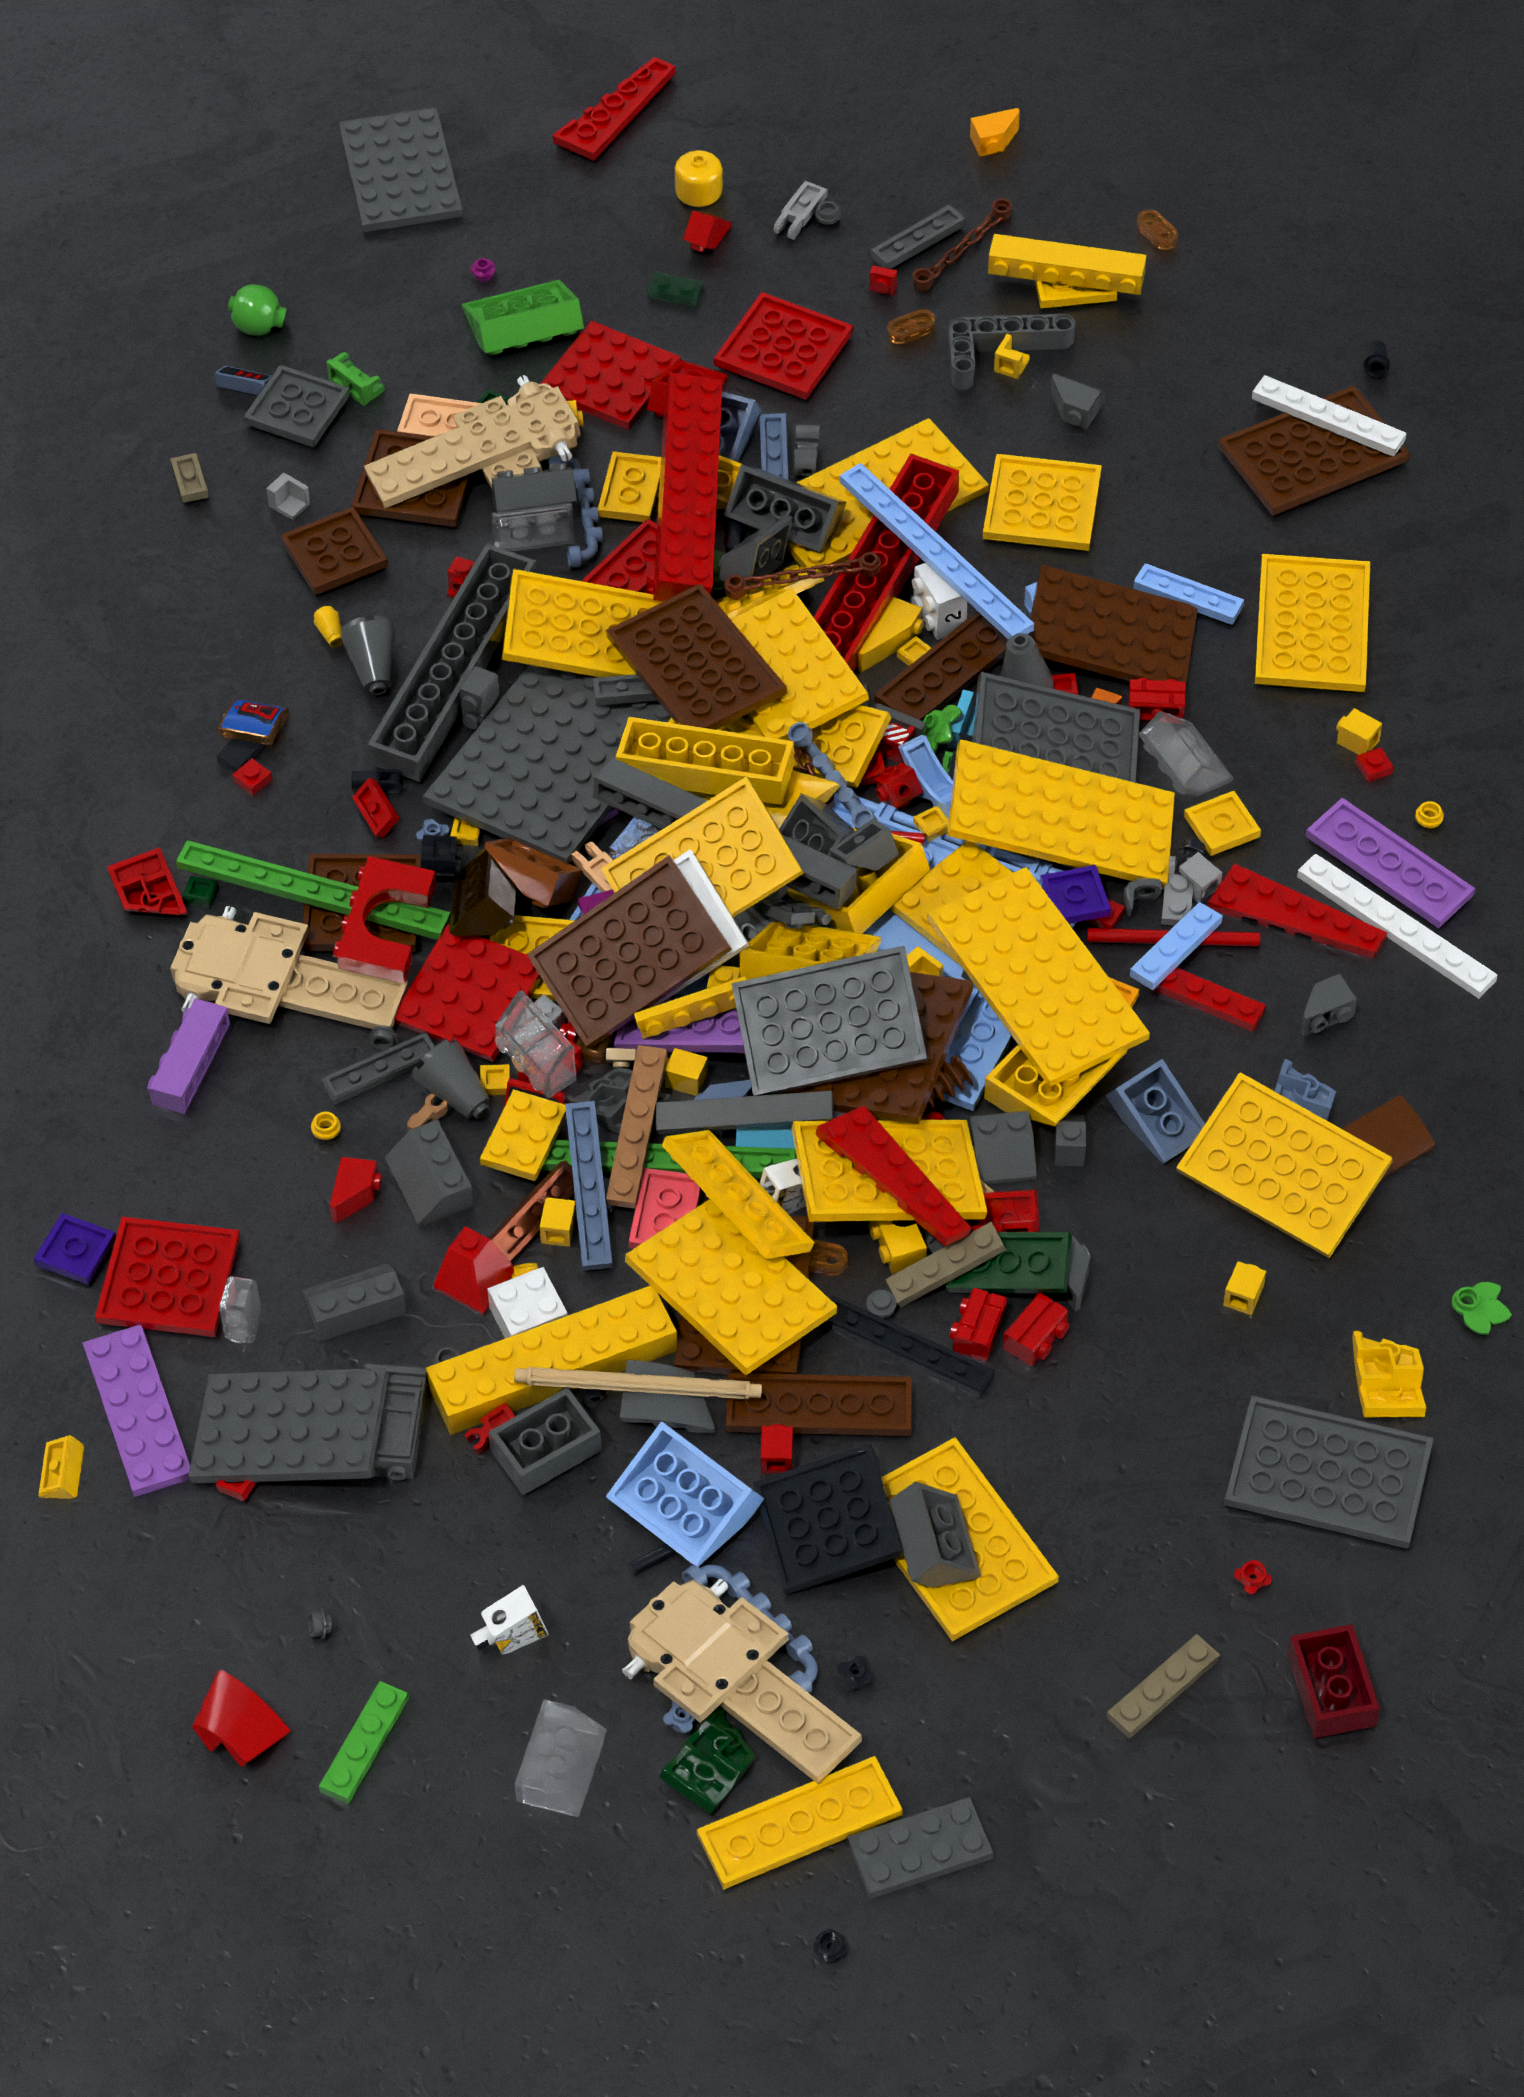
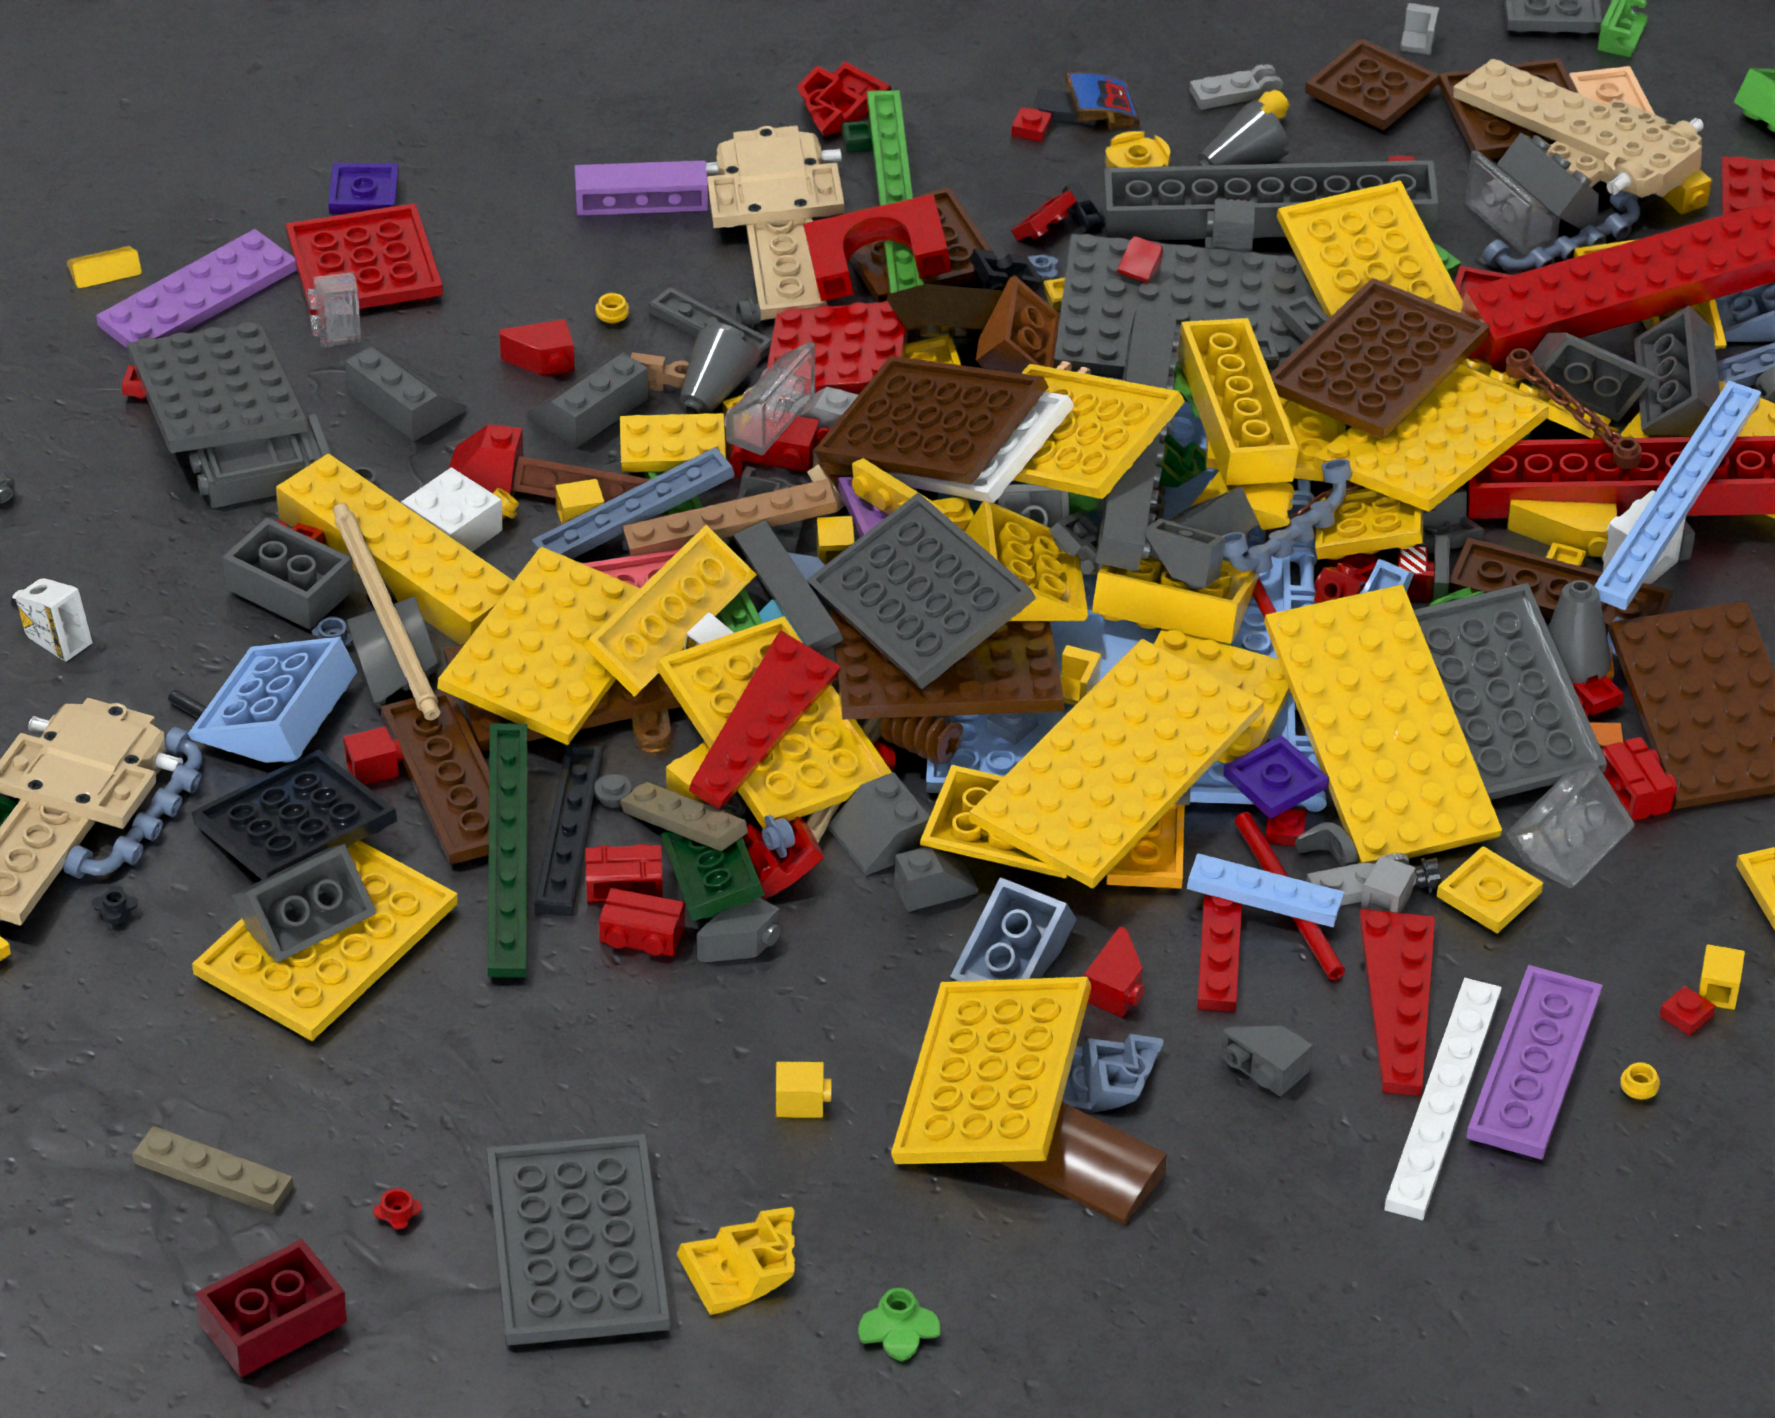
camera: 65 degrees right, 10 degrees down
(283, 636) = (1235, 87): none -> light grey hinge
(336, 737) = (1130, 144): none -> yellow plate
(492, 762) = (1141, 259): none -> slope
(615, 1429) = (332, 627): none -> sand blue plate
(931, 1387) = (507, 851): none -> dark green plate
(1001, 1210) = (778, 835): none -> sand blue plate
(1212, 1062) = (1116, 976): none -> red slope

